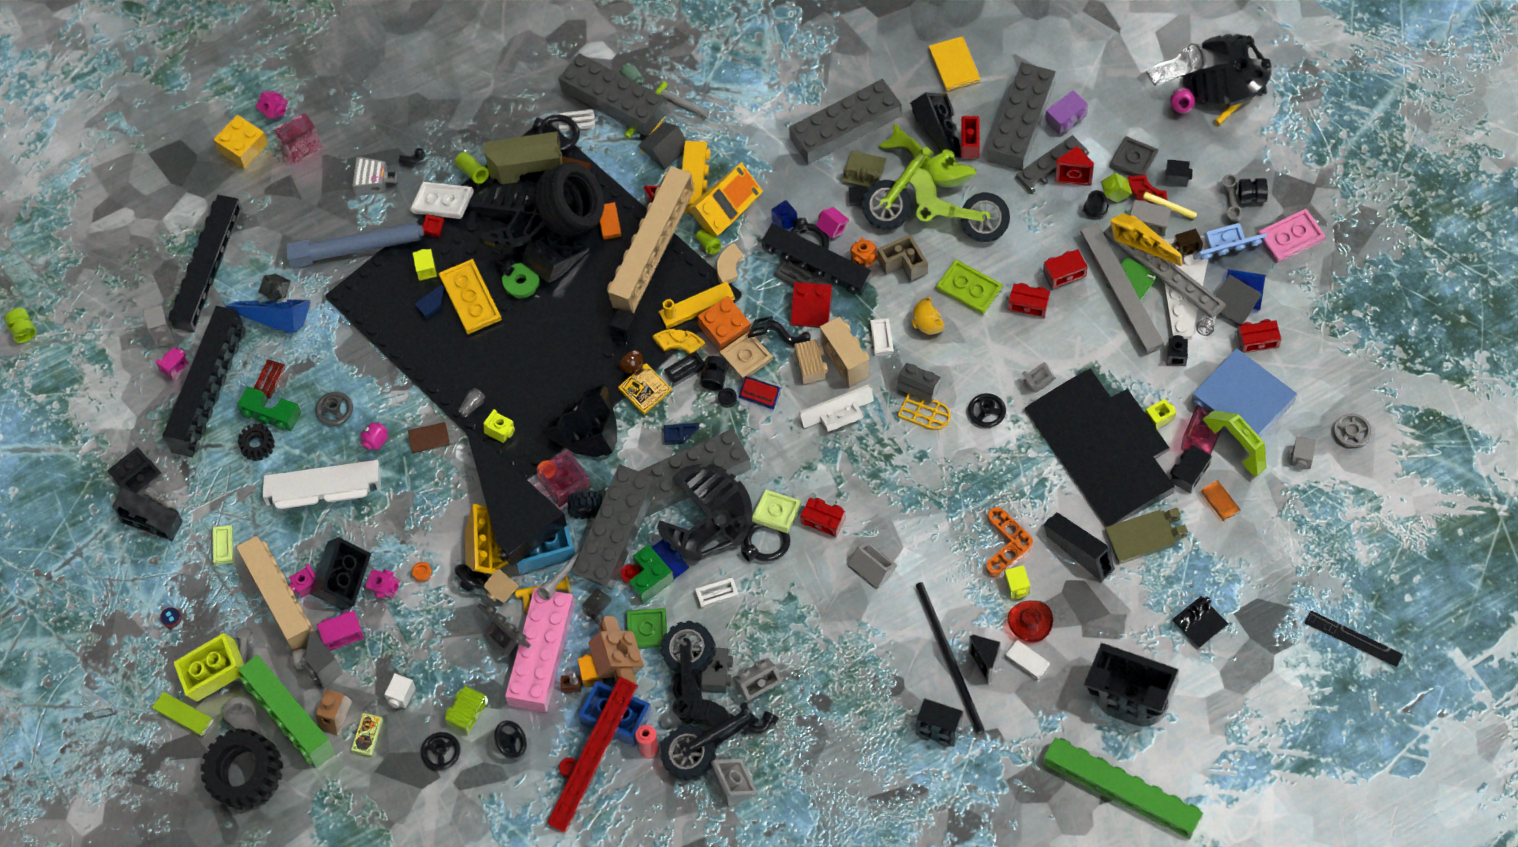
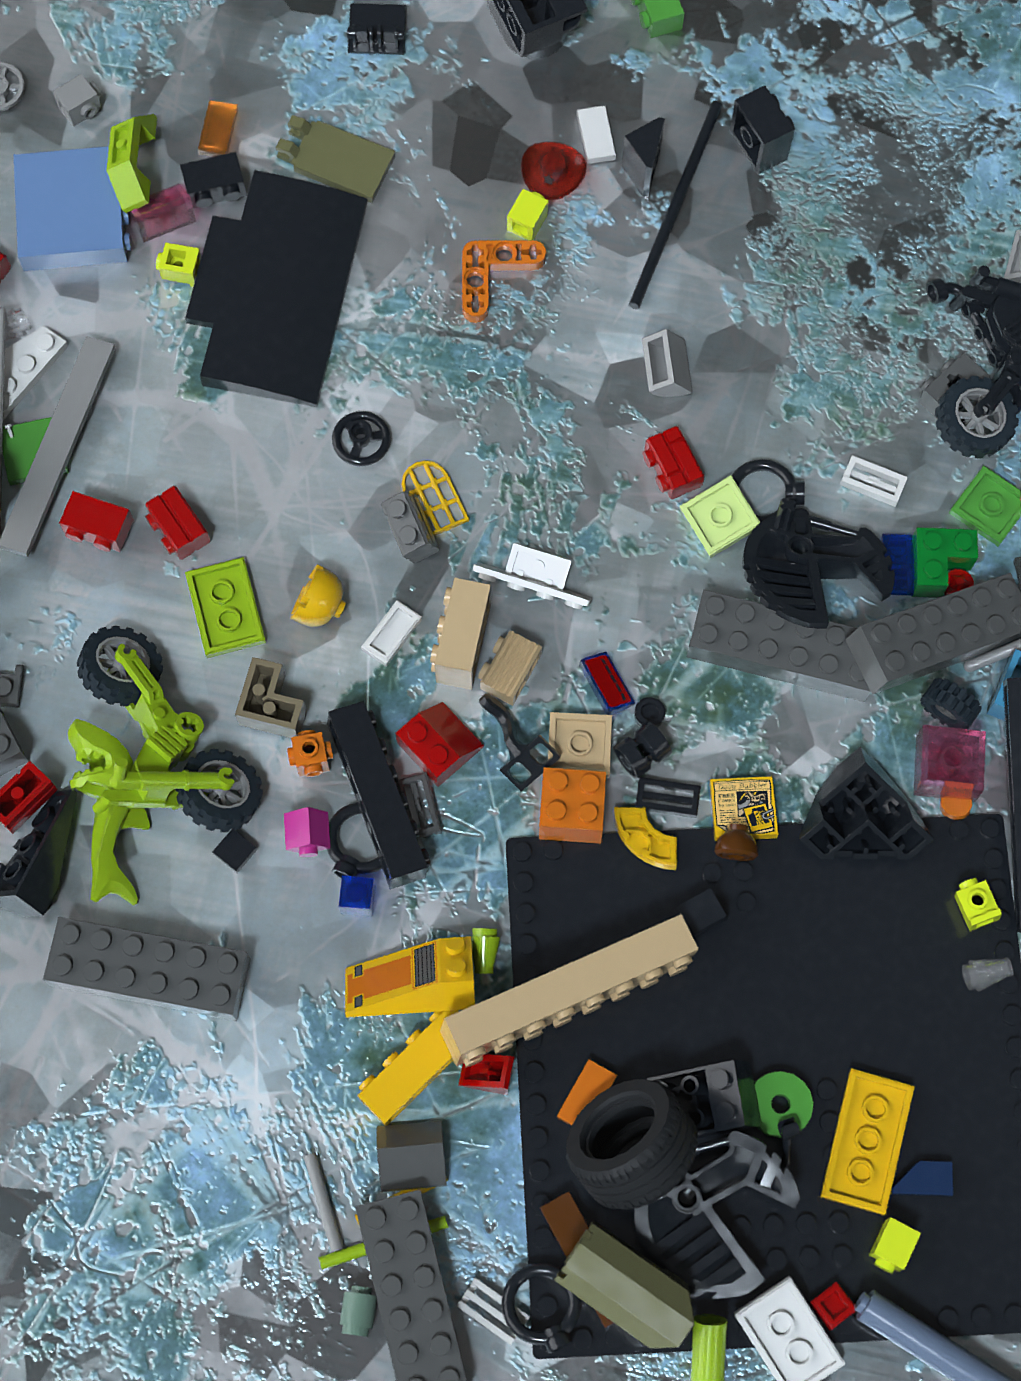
camera: 145 degrees left, 10 degrees up
(679, 433) = (749, 716): dark blue tile -> none
(689, 308) = (581, 865): yellow piece -> none
(727, 264) = (490, 892): tan tile -> none
(757, 679) = (918, 336): light grey brick -> none
(863, 169) = (191, 881): olive hinge -> none
(1039, 377) = (265, 420): light grey bracket -> none
(1080, 545) = (422, 195): black slope -> none
(1177, 351) = (80, 320): black brick -> none

